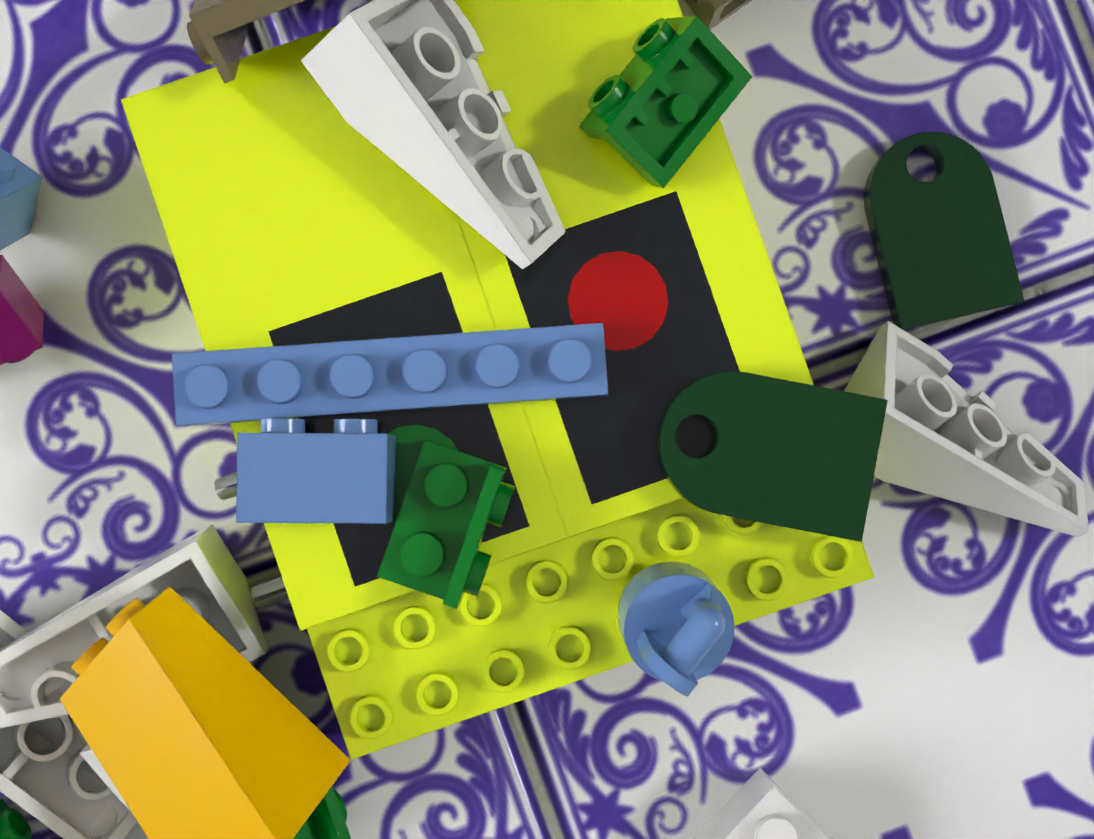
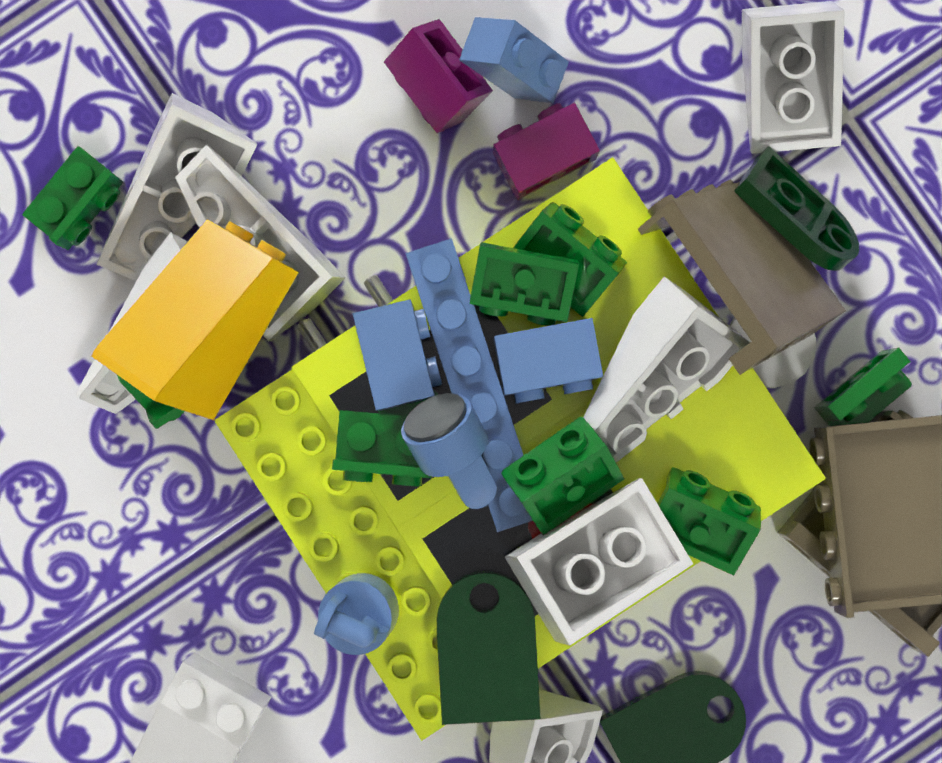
camera: 80 degrees right, 0 degrees up
(103, 204) = (545, 149): none -> magenta brick
(242, 195) = (562, 234): none -> green bracket
(259, 264) = (523, 284): none -> green bracket
(379, 258) = (548, 358): none -> medium blue brick
(456, 427) = (449, 442): none -> medium blue piece
(548, 276) = (563, 475): none -> green bracket
(687, 259) = (599, 562): none -> white slope

